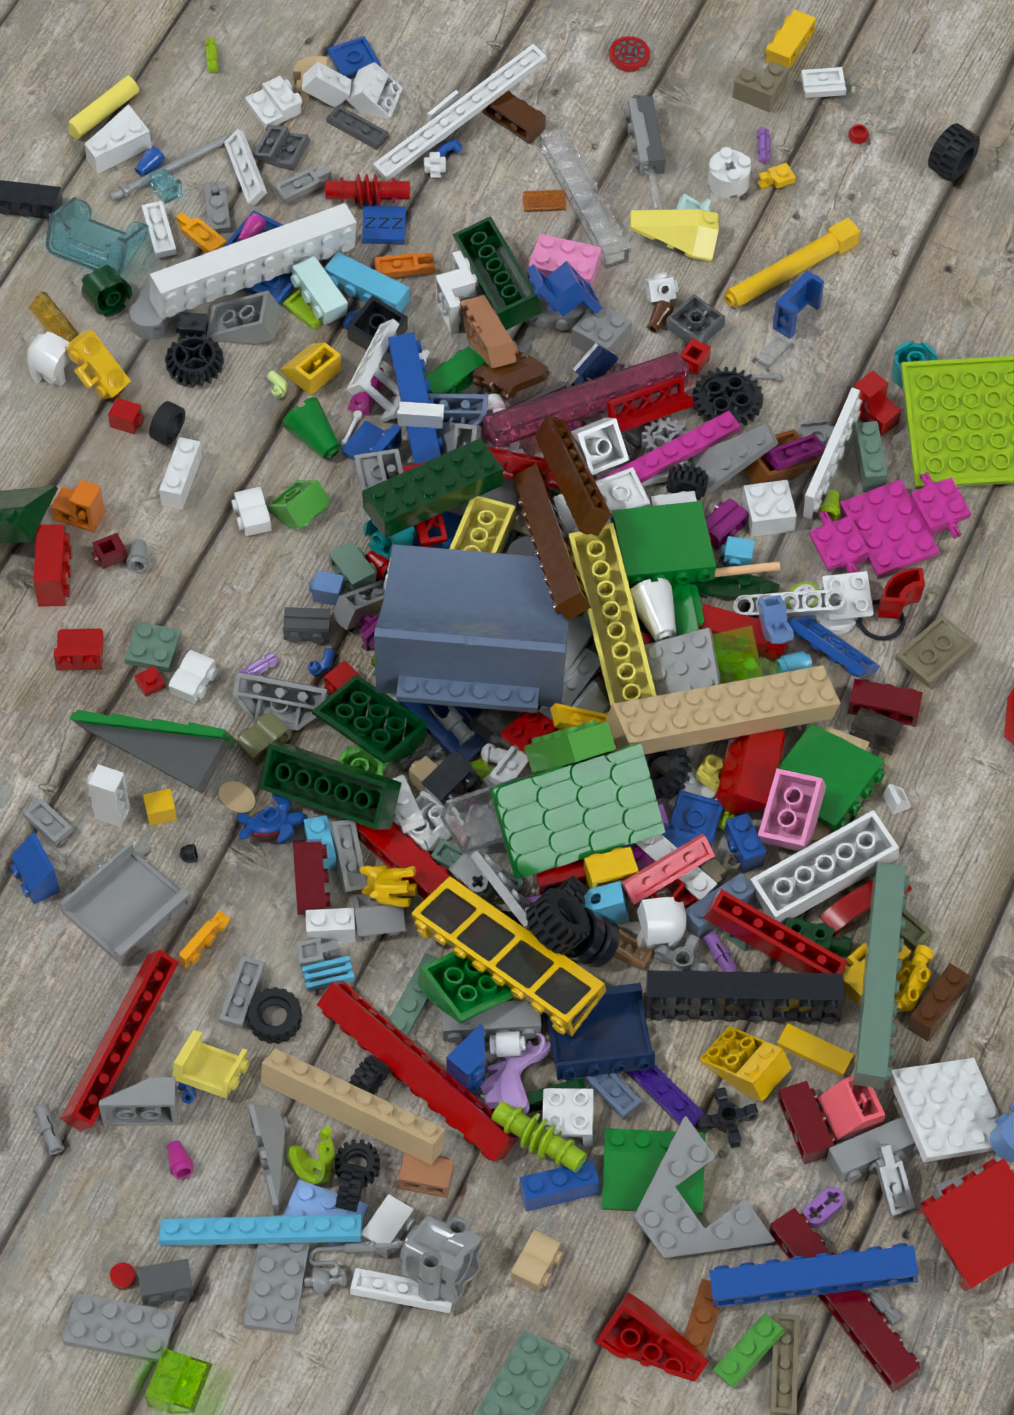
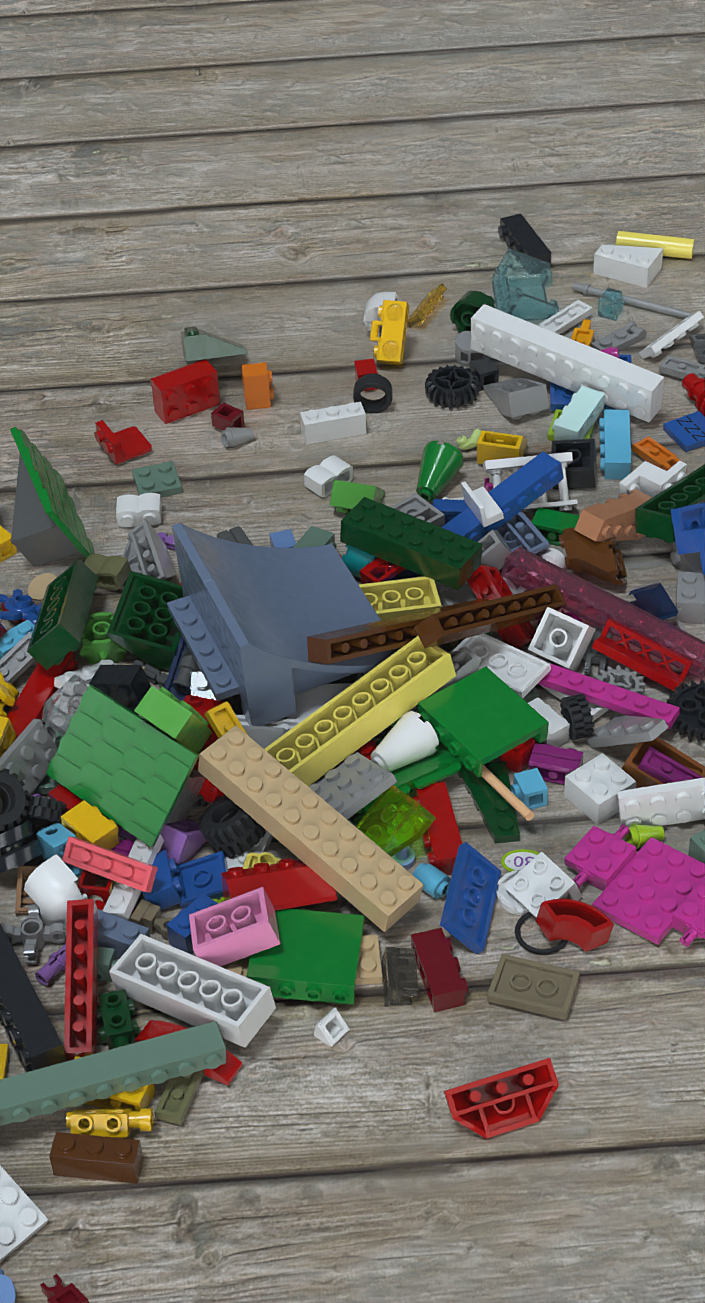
camera: 65 degrees right, 15 degrees down
(150, 160) = (628, 287): blue cone -> none
(150, 681) = (120, 489): red plate -> none
(774, 620) = (456, 828): medium blue brick -> none
(801, 607) = (493, 844): white beam -> none

